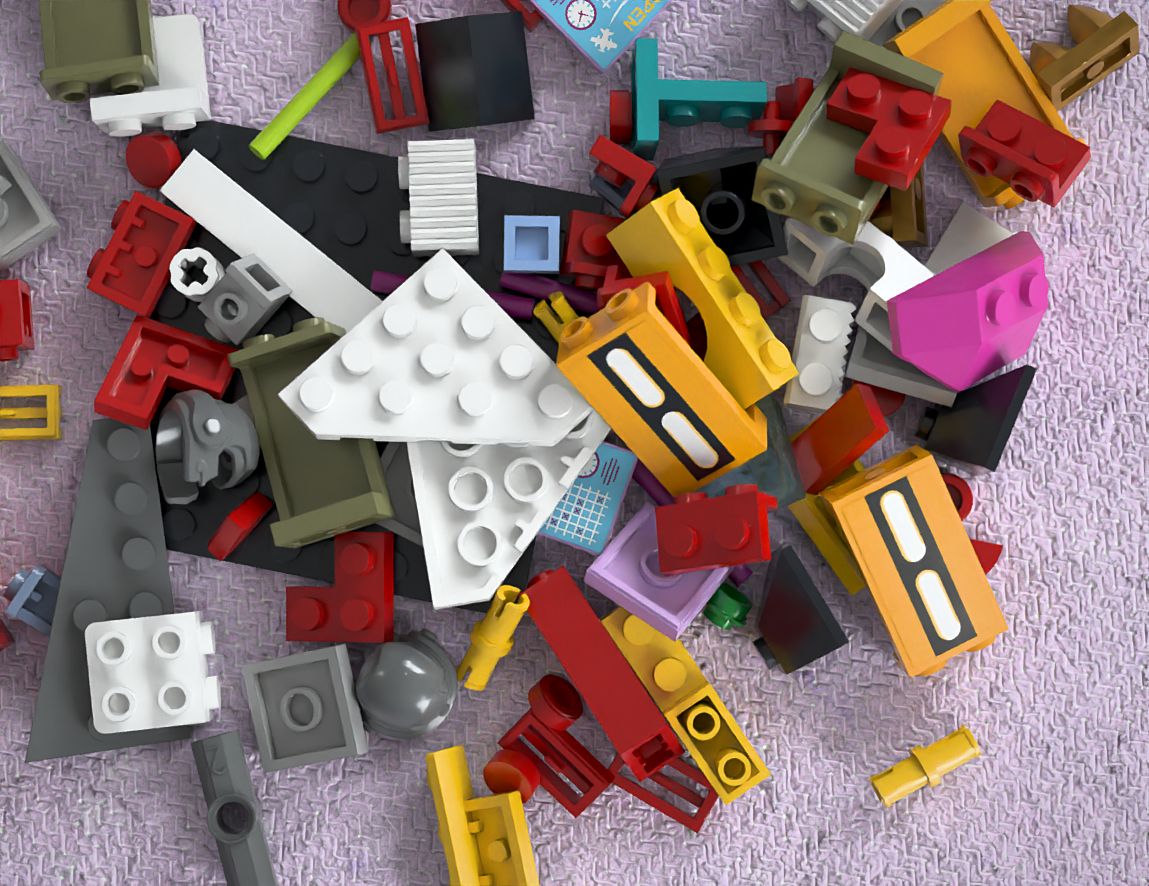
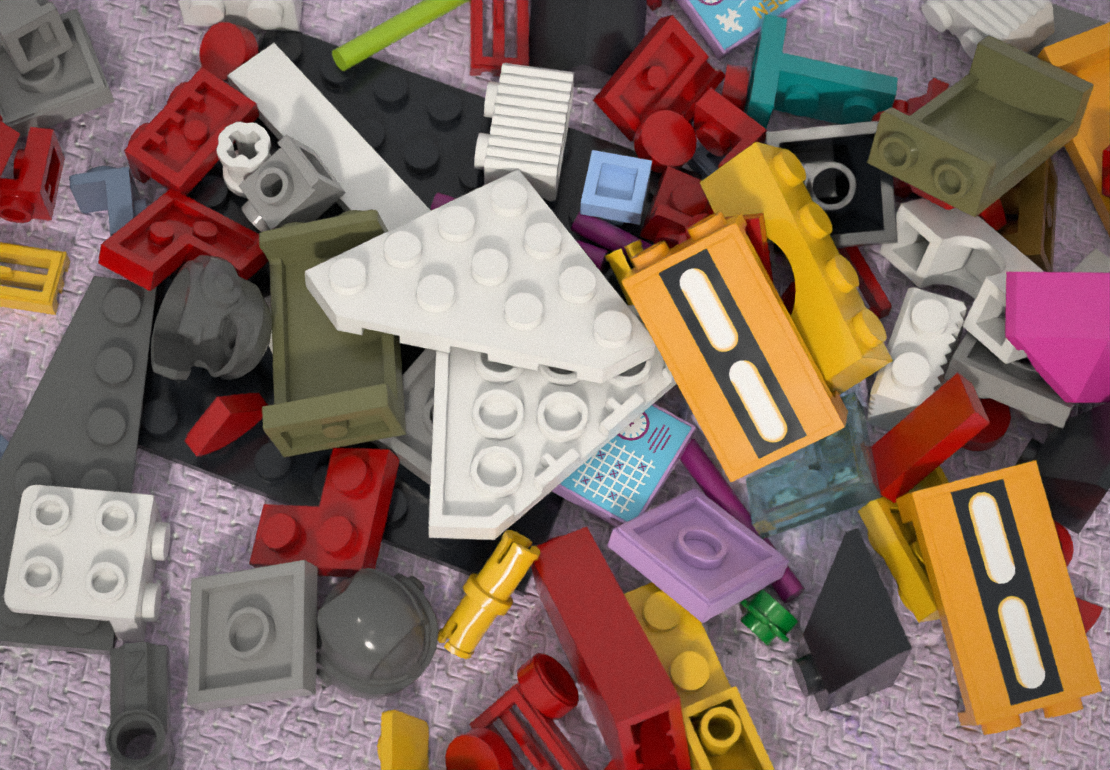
camera: 10 degrees right, 20 degrees down
(99, 335) = (109, 190): none -> sand blue bracket
(552, 124) = (660, 74): none -> red plate
(566, 182) = (665, 140): none -> red tile
(714, 531) = (770, 504): red bracket -> none
(899, 120) = (1030, 122): red plate -> none

